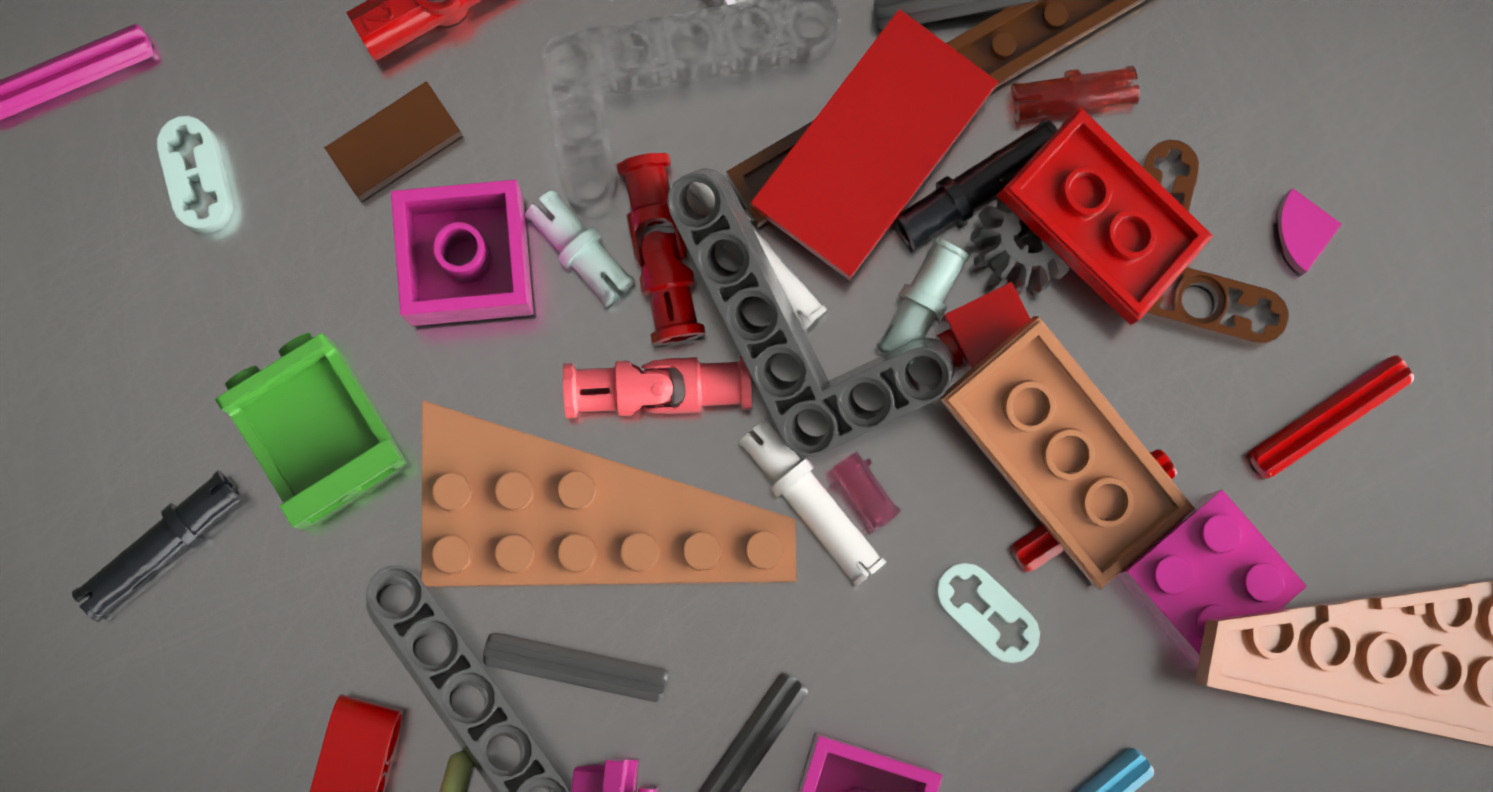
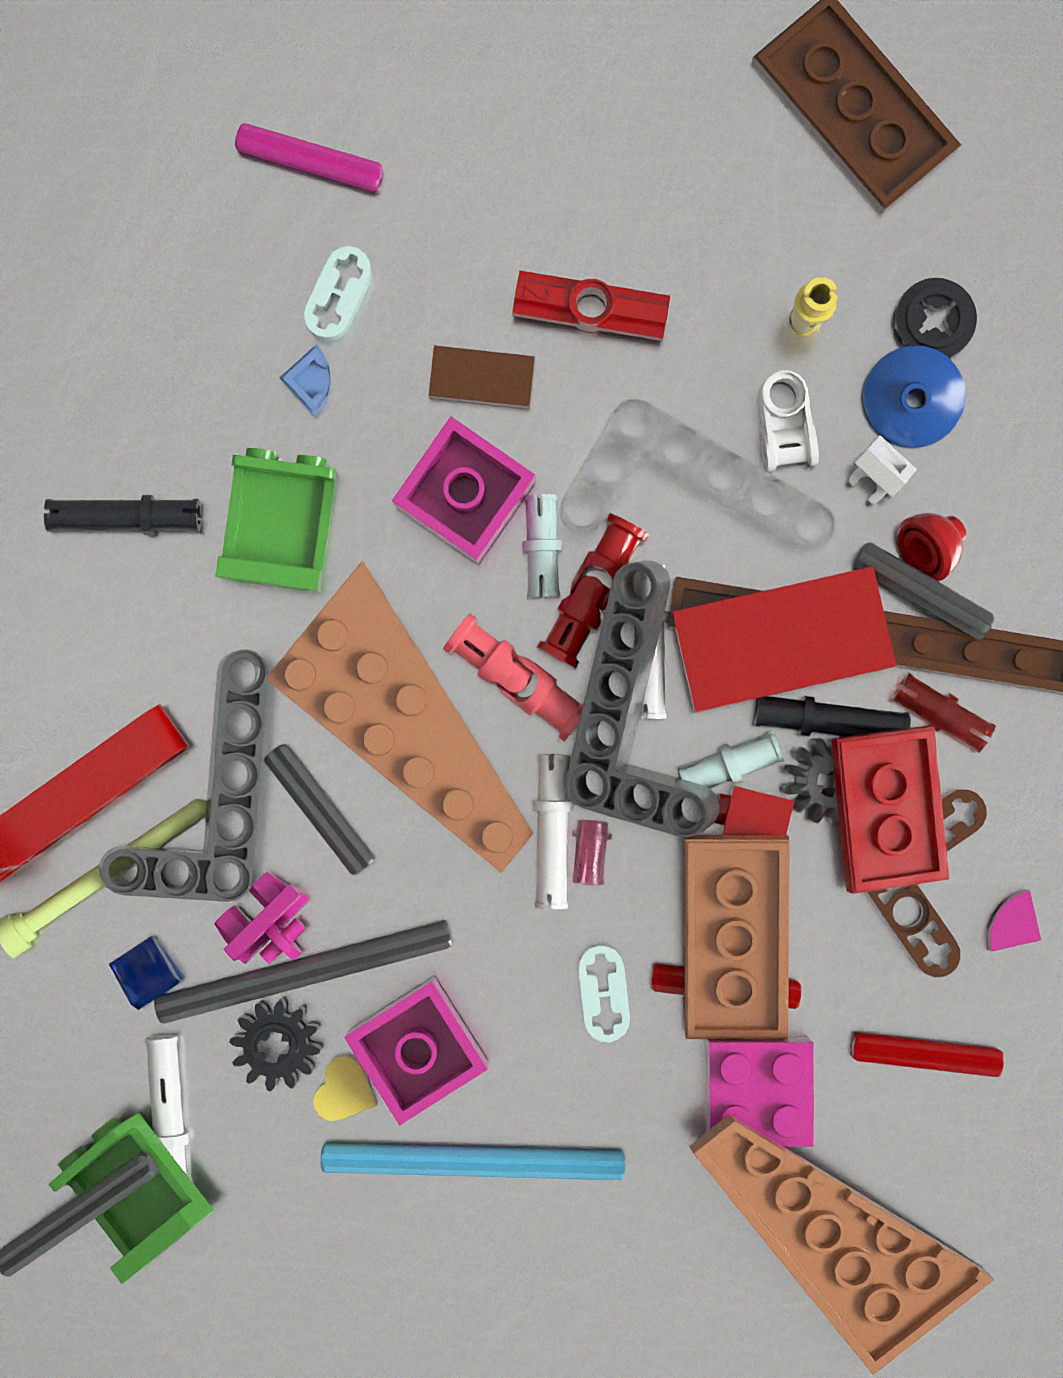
camera: 45 degrees right, 5 degrees up
(234, 276) = (309, 380): none -> medium blue tile

